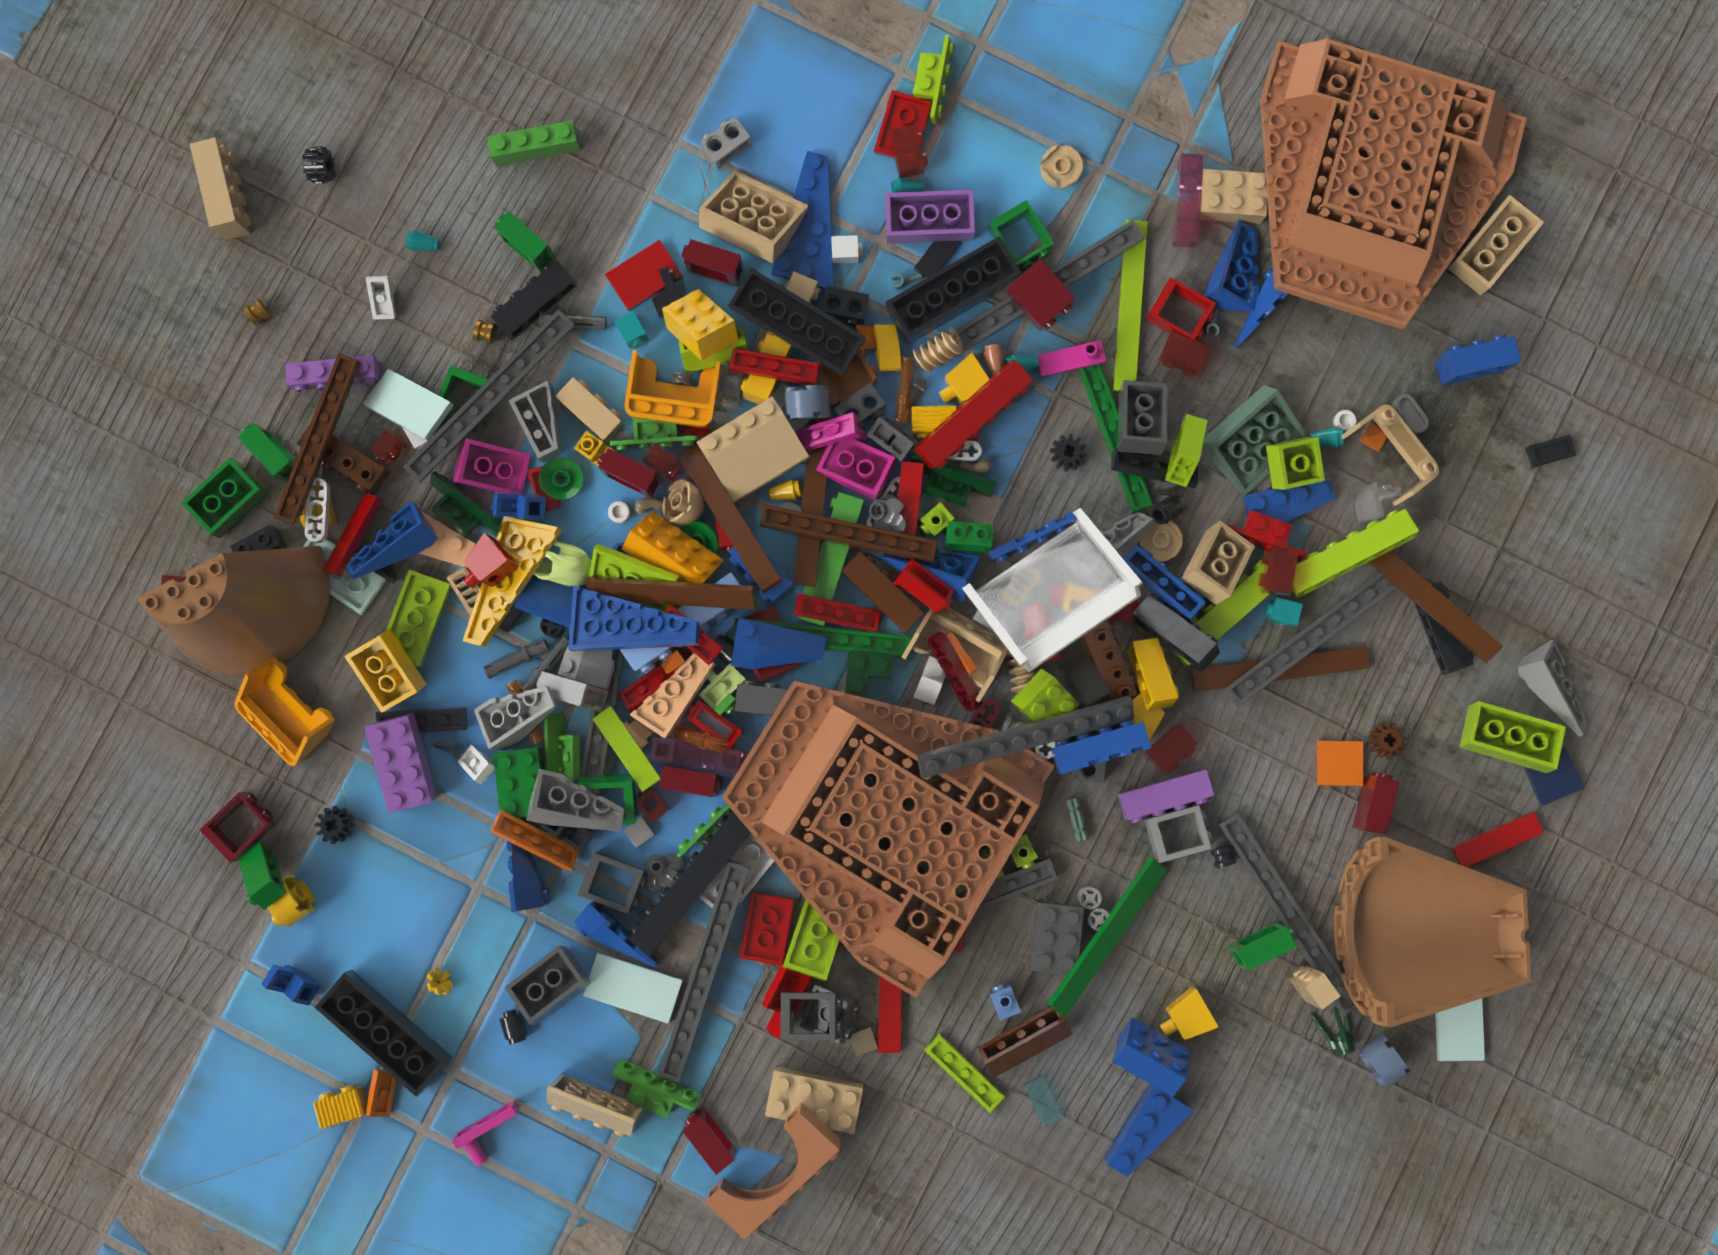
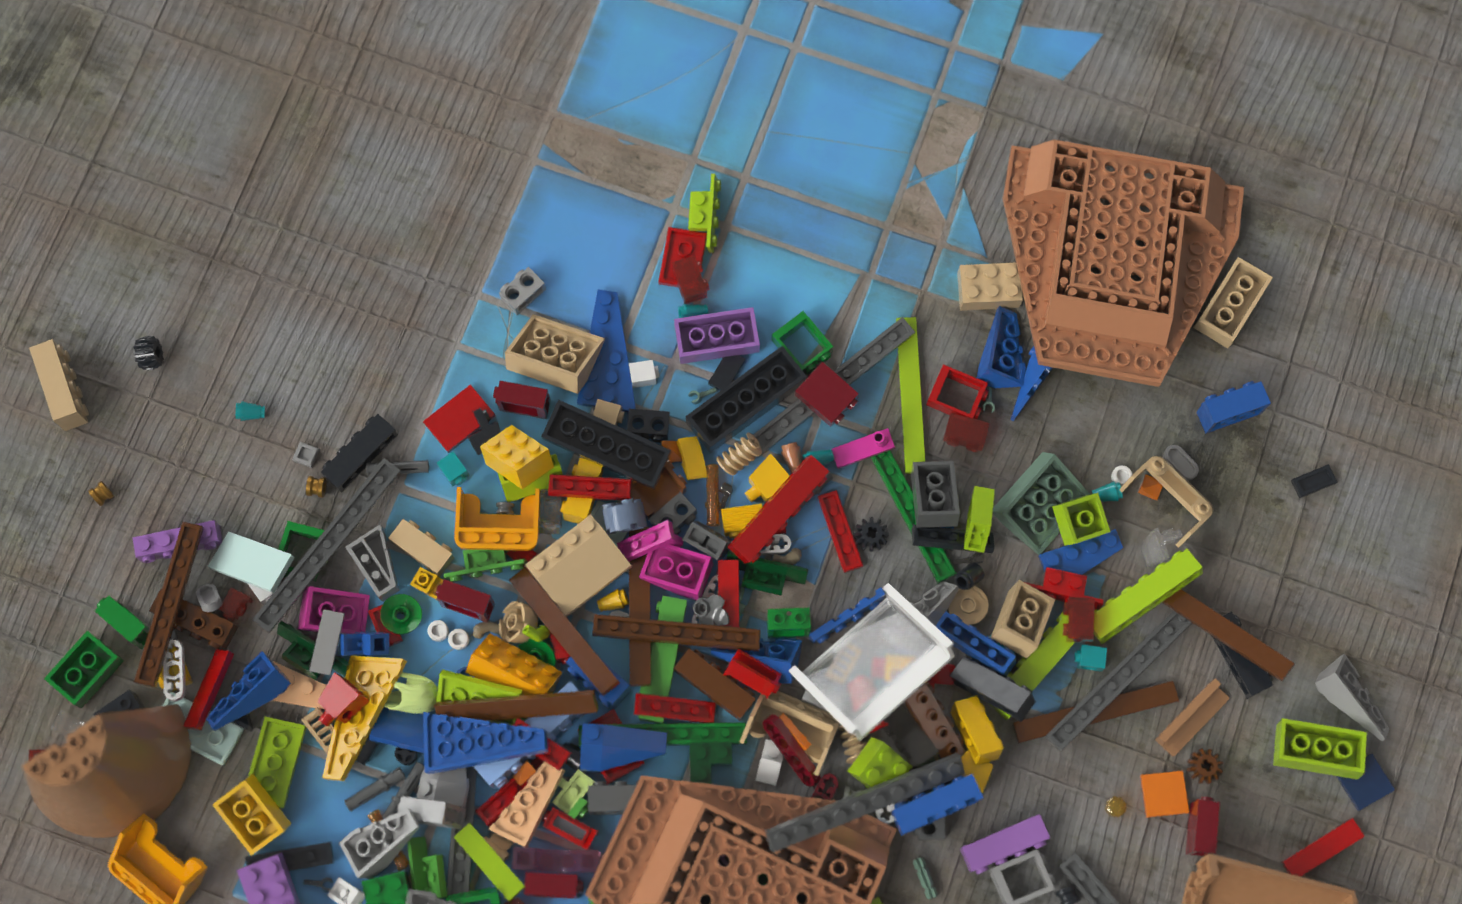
camera: 10 degrees left, 10 degrees down
(360, 437) = (208, 598): none -> light grey tile
(381, 297) = (217, 466): white slope -> none
(477, 295) = (305, 455): none -> light grey tile
(479, 499) = (327, 642): none -> light grey tile
(524, 241) = (345, 400): green window -> none
(533, 143) = (345, 311): bright green brick -> none
(598, 500) = (438, 631): none -> white tile
(662, 463) = (496, 587): clear red brick -> none
(701, 518) = (536, 634): none -> lime arm
(704, 741) = (561, 844): clear orange pin -> none
(934, 529) = (756, 620): lime brick -> none
(1035, 445) = (840, 531): none -> red tile
(1061, 166) = (831, 277): tan tile -> none
(1170, 749) = (1003, 799): clear red brick -> none
(1189, 200) = (950, 291): clear pink arch -> none
(1286, 770) = (1115, 806): none -> clear yellow tile
(1381, 687) = (1192, 718): none -> medium nougat panel

